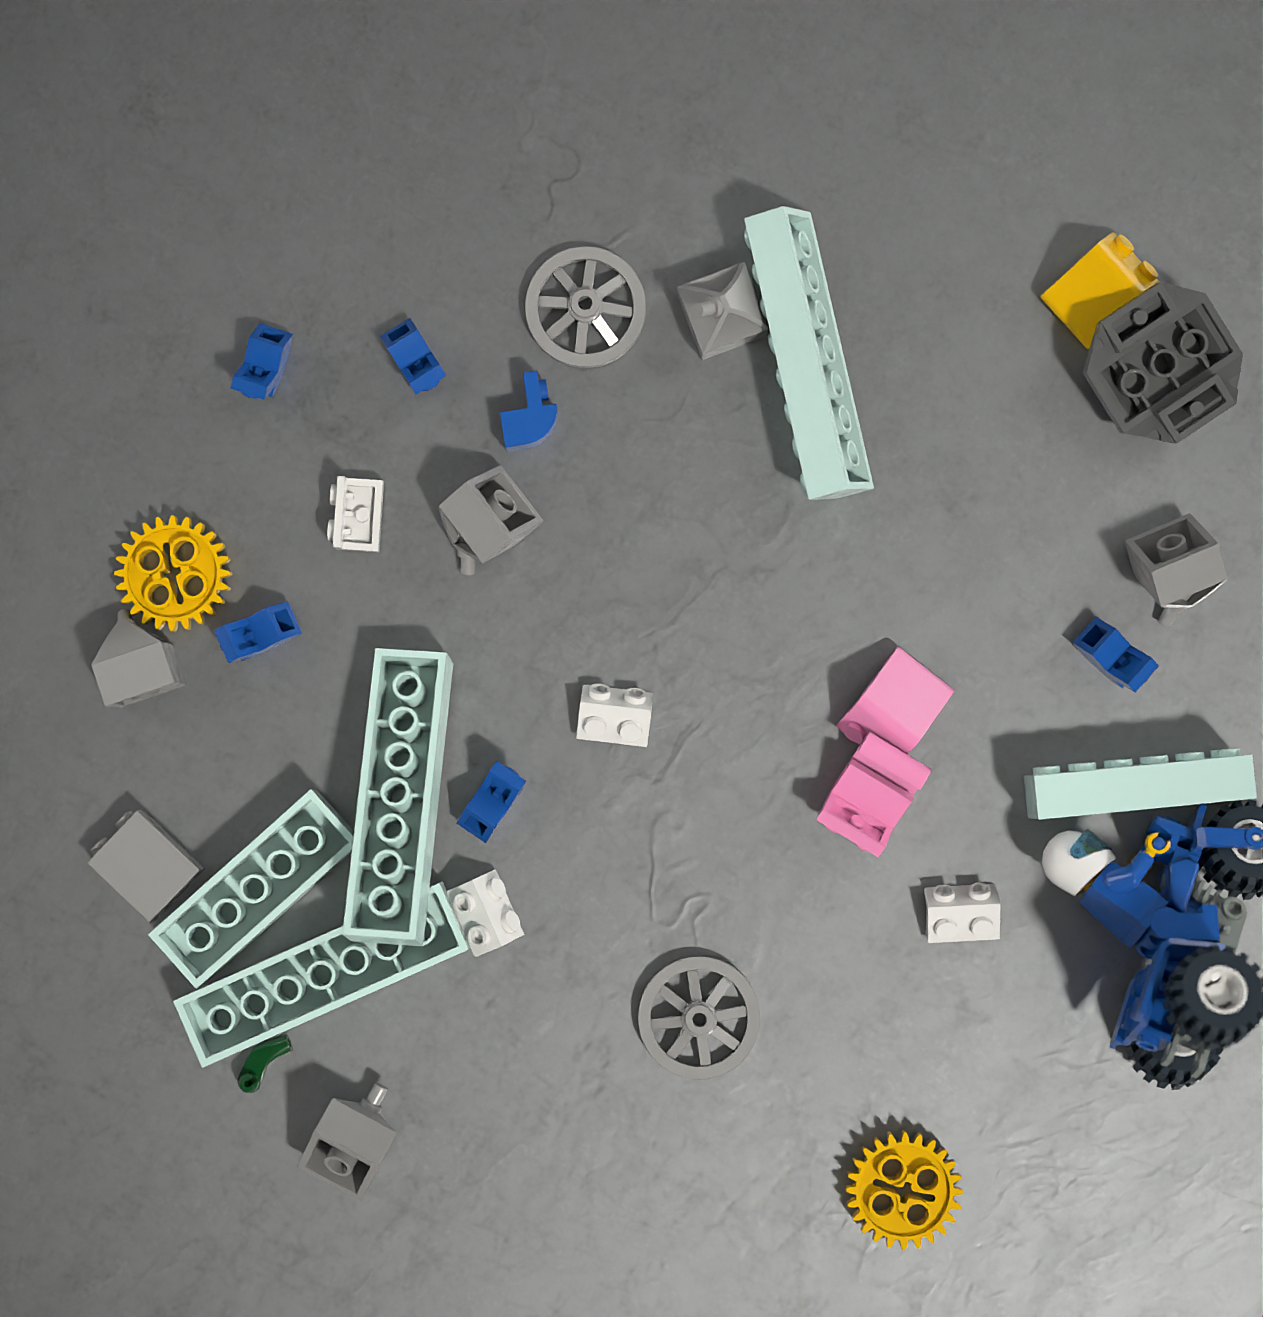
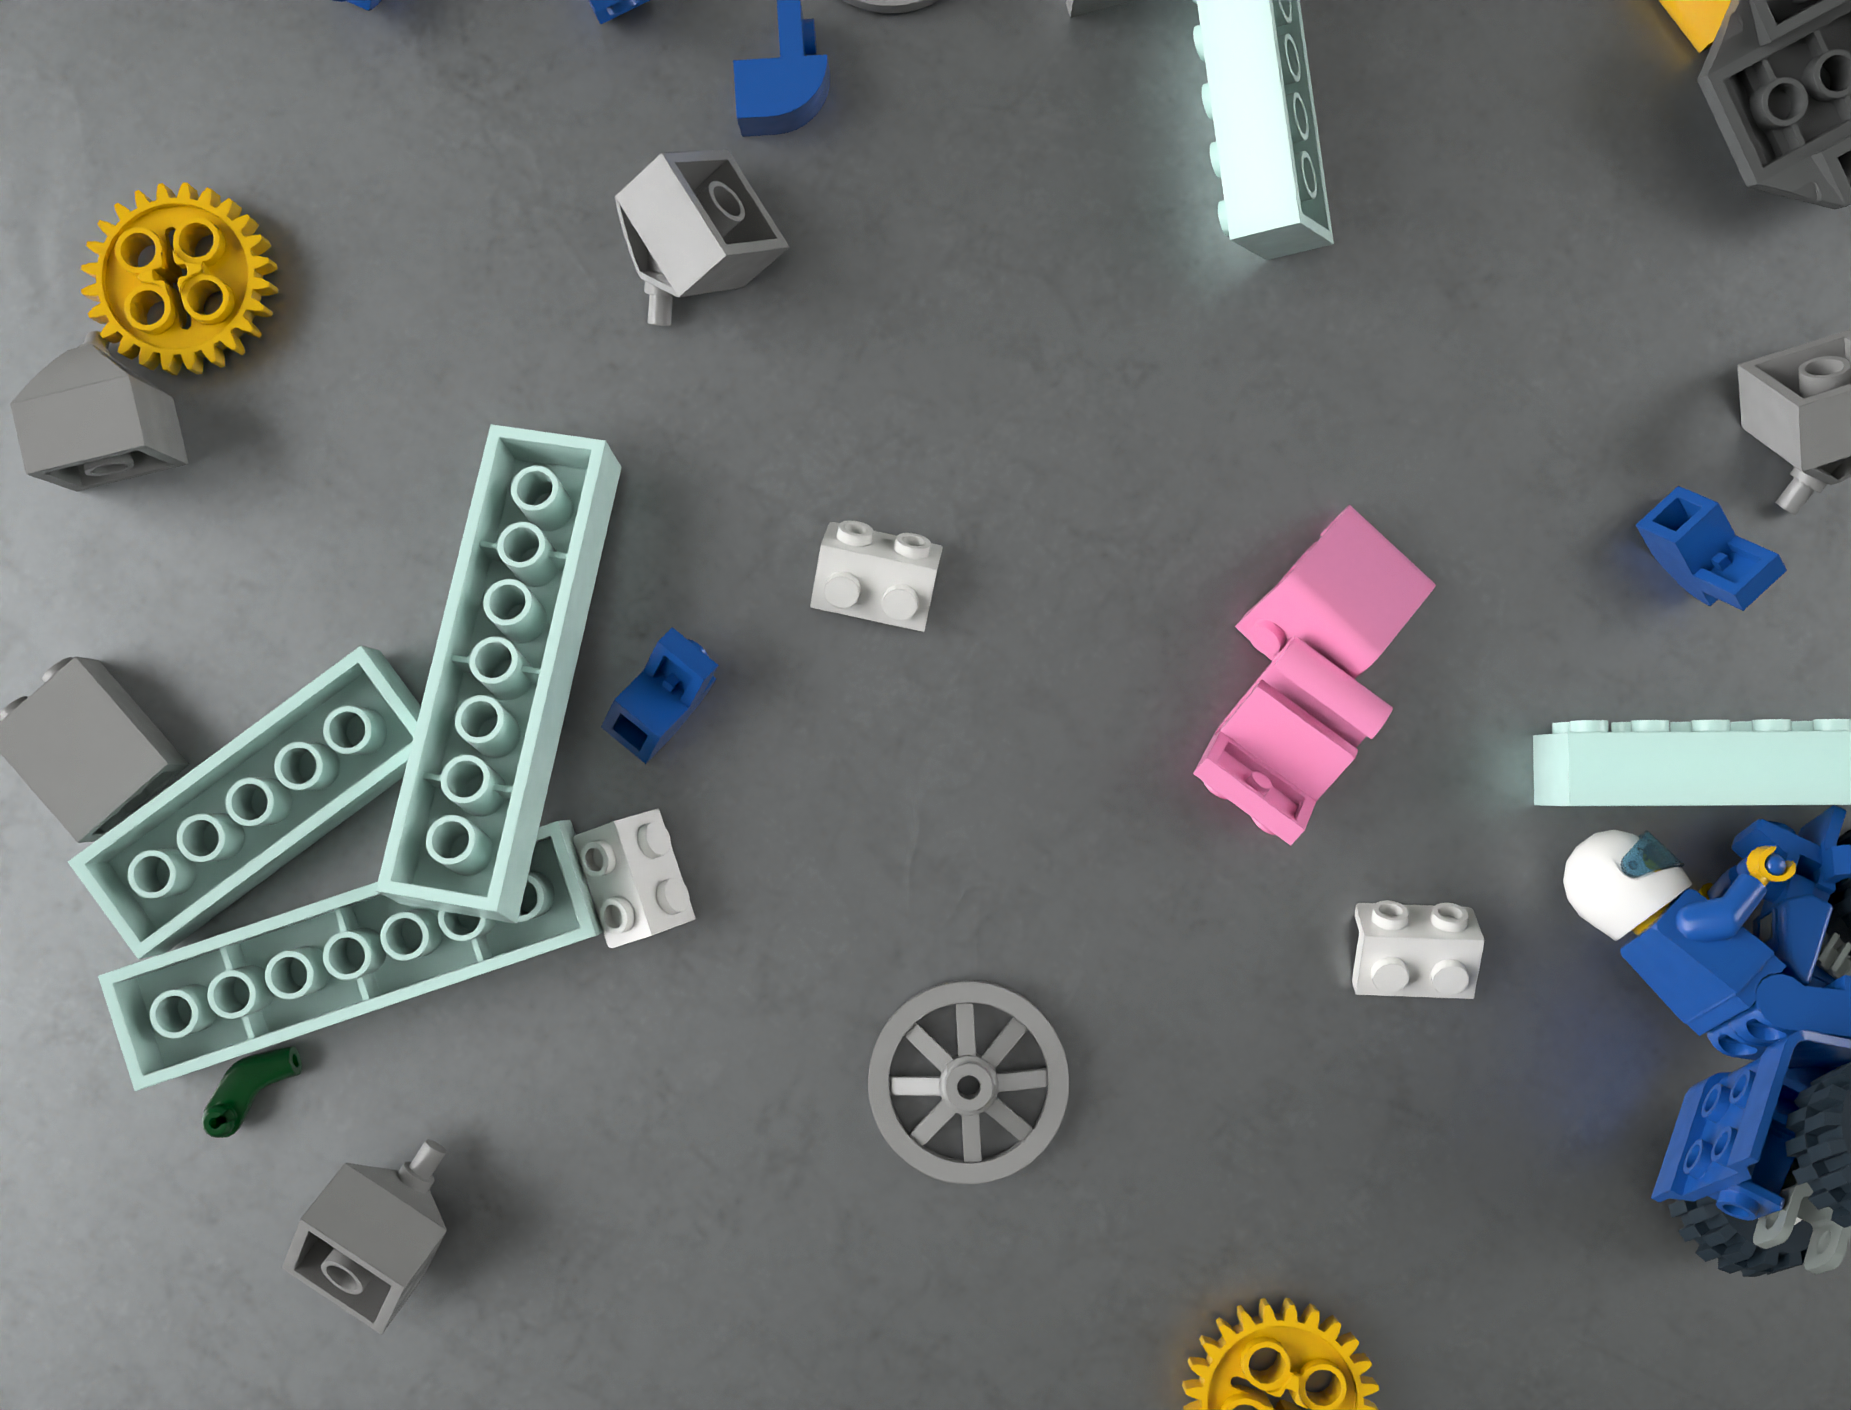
camera: 10 degrees right, 0 degrees up
(258, 632) = (307, 388): blue brick -> none
(356, 514) = (485, 210): white bracket -> none

